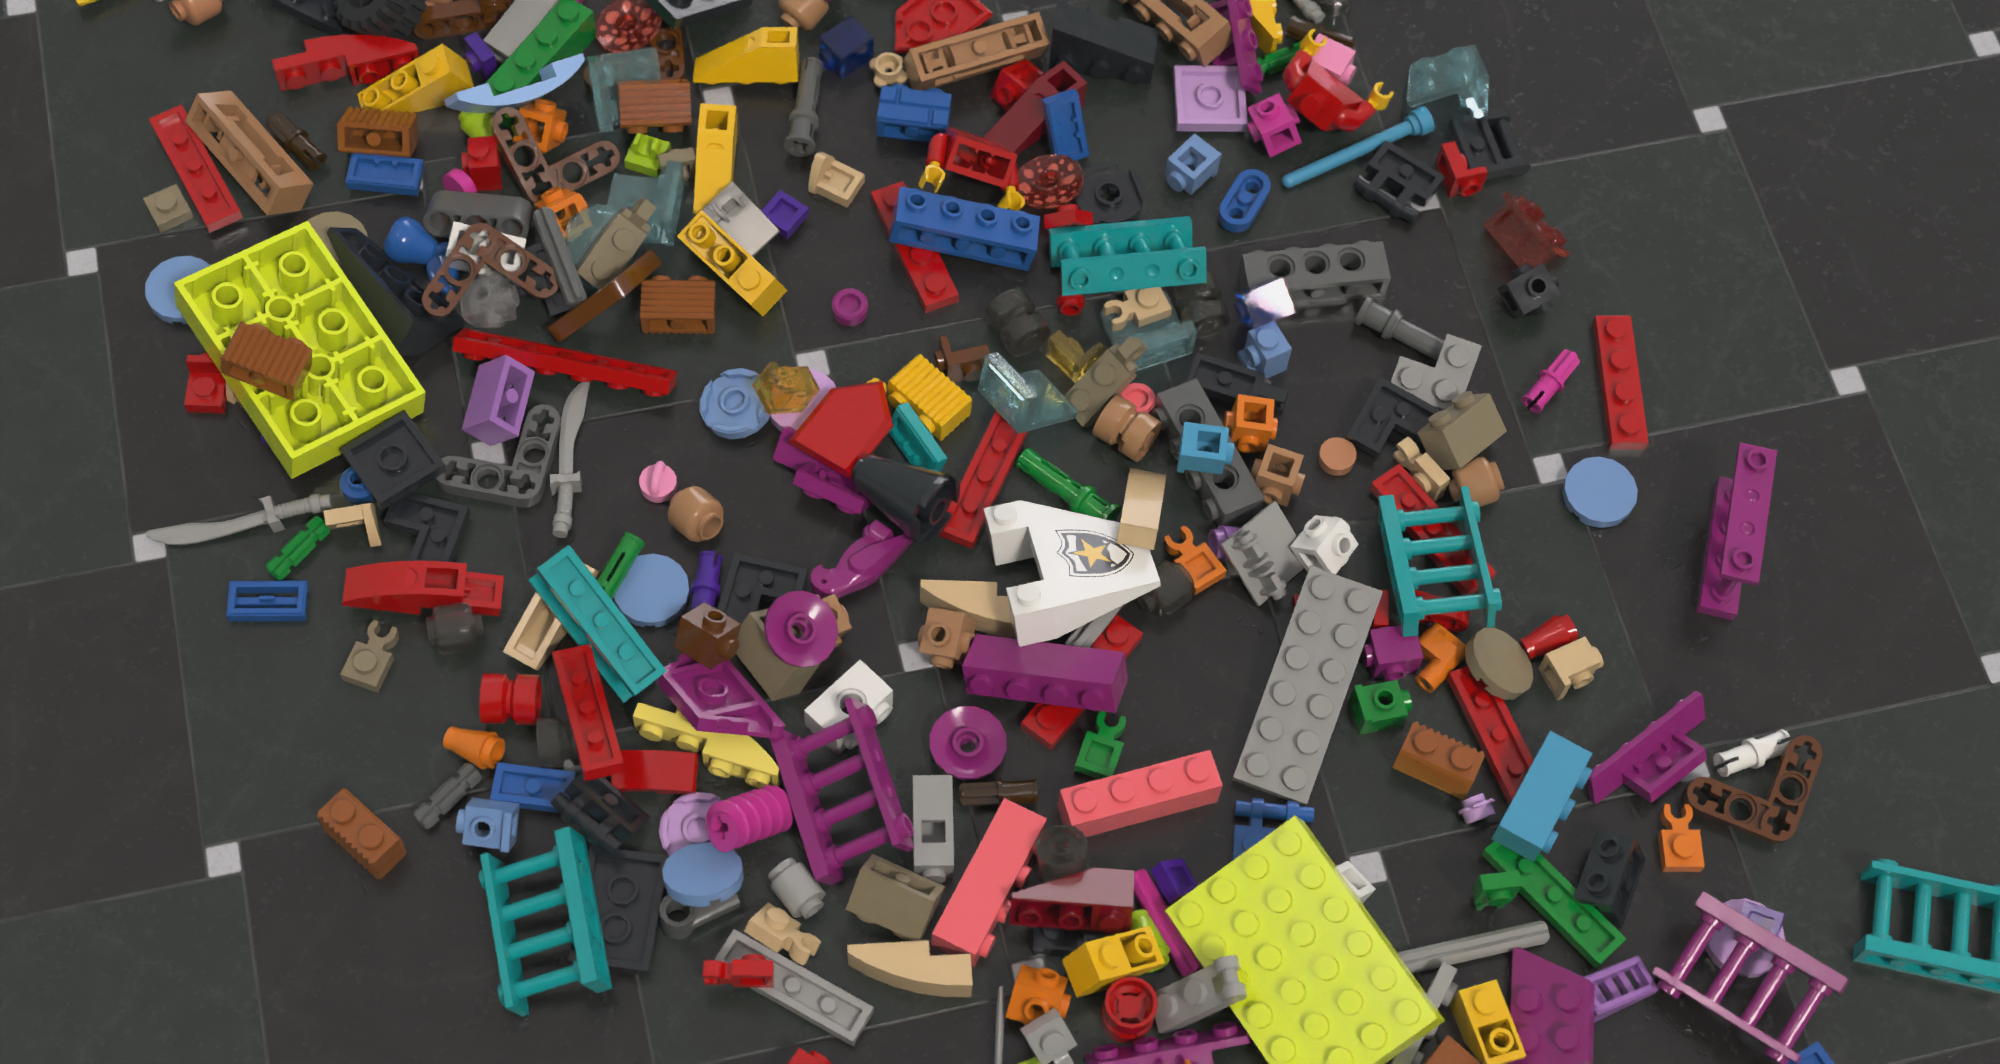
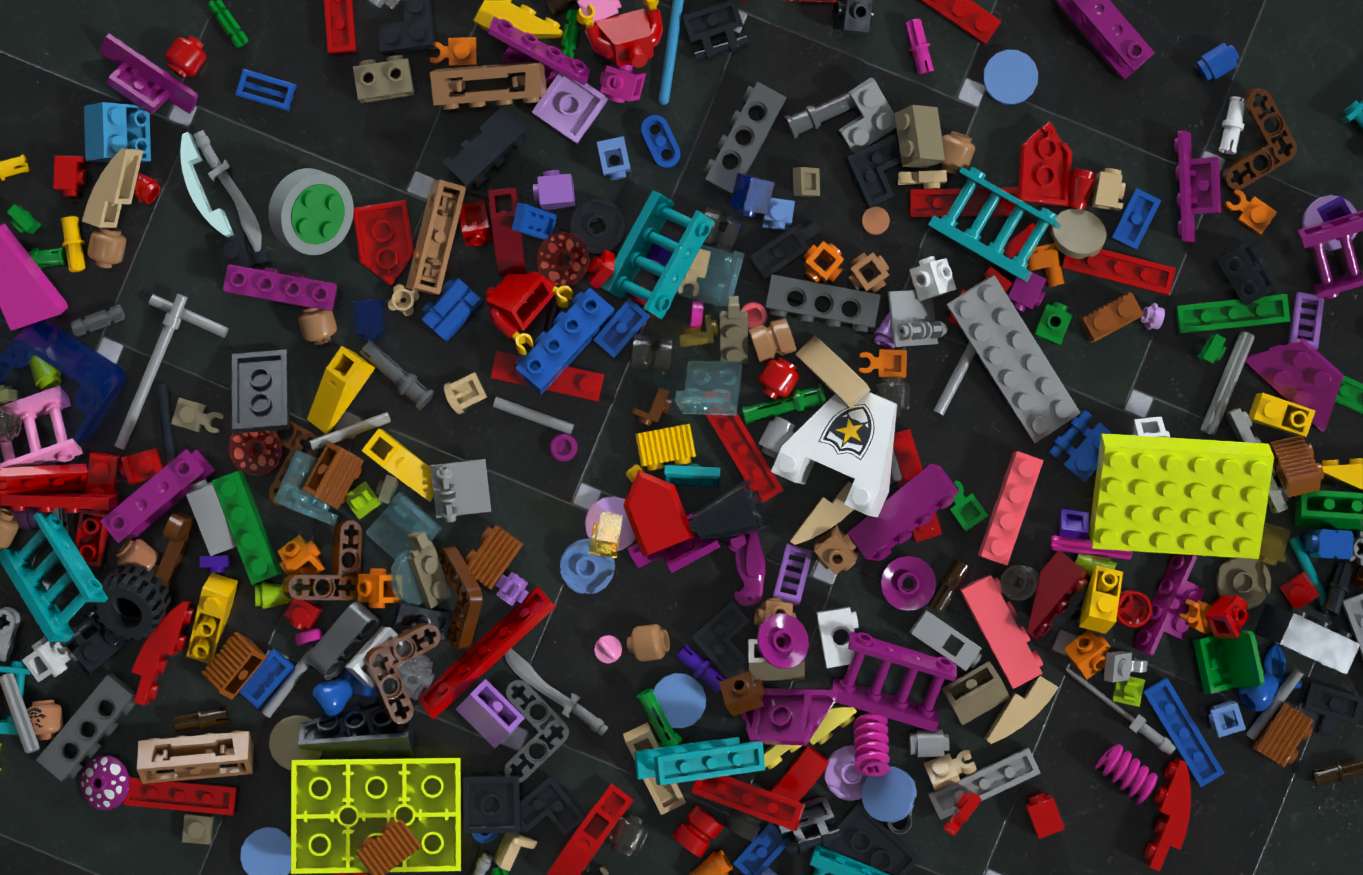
camera: 45 degrees left, 25 degrees up
(162, 92) = (113, 778): none -> magenta dish
(212, 42) = (55, 757): none -> dark grey brick
(381, 200) = (287, 685): none -> light grey bar
(481, 99) = (275, 527): light blue slope -> none
(559, 256) = (419, 616): dark grey axle -> none
(656, 342) = (511, 588): none -> medium lavender gear
(711, 96) = (350, 431): none -> light grey bar
(732, 263) = (490, 505): yellow slope -> none
(785, 213) = (469, 444): dark purple plate -> none
(861, 258) = (533, 415): none -> light grey bar
(865, 633) = (799, 552): none -> medium lavender slope
(1028, 492) = (775, 435): none -> light grey brick
(1037, 279) = (621, 328): none -> blue plate
(1091, 460) = (778, 378): none -> red head
(1093, 336) = (695, 314): none -> dark pink tile
(1113, 125) = (554, 190): none -> medium lavender brick
(1199, 995) = (1154, 567): light grey plate -> none
(1204, 448) = (820, 319): dark azure brick -> none
(1232, 649) = (955, 380): none -> light grey bar
(1320, 359) = (806, 182): none -> dark tan plate
(1538, 585) = (1045, 169): none -> red tile
(1544, 797) = (1179, 278): dark azure brick -> none
(1566, 717) = (1135, 219): none -> blue plate
(1804, 689) = (1218, 62): none -> blue brick

